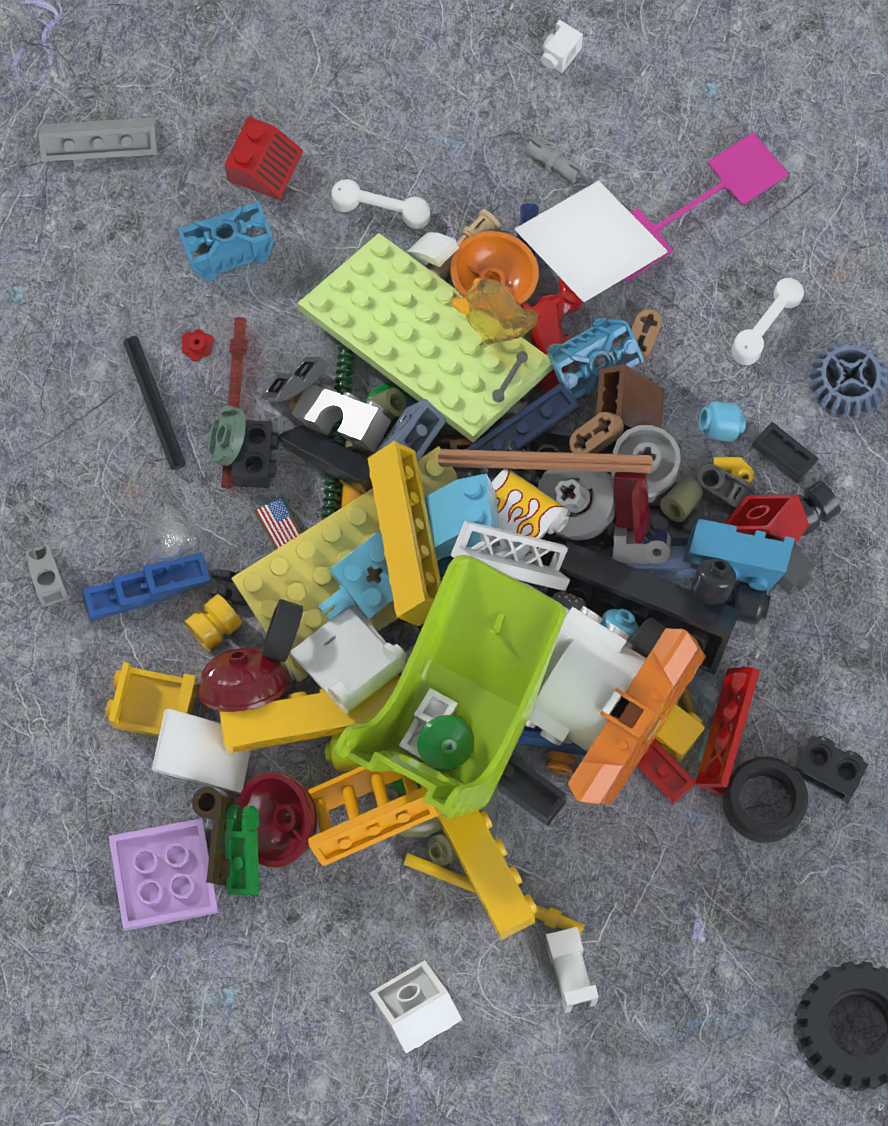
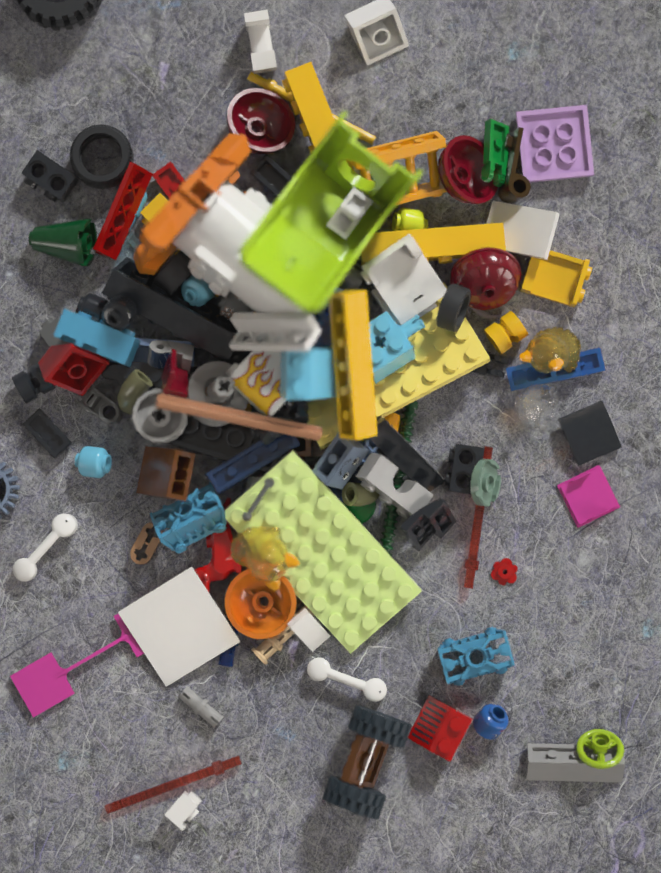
camera: 170 degrees left, 15 degrees up
(46, 575) = (633, 385): light grey leg -> none
(68, 161) = (601, 742): none -> lime piece
(96, 441) = (588, 496): none -> dark pink piece
(98, 512) = (590, 433): none -> black slope
(152, 601) = (553, 350): none -> clear yellow hair
(154, 403) = (541, 523): black axle -> none
(202, 169) = (490, 721): none -> blue head
(277, 522) = (448, 408): tile -> none
(338, 139) = (364, 762): none -> black plate
(445, 743) = (337, 197): green piece -> none
(527, 96) = (217, 768): none -> clear red bar
(542, 866) = (266, 114): none -> dark red hat
(594, 431) = (194, 438): medium nougat beam -> none
(735, 466) = (86, 424): yellow arm -> none
(796, 684) = (66, 241): none -> dark green cone

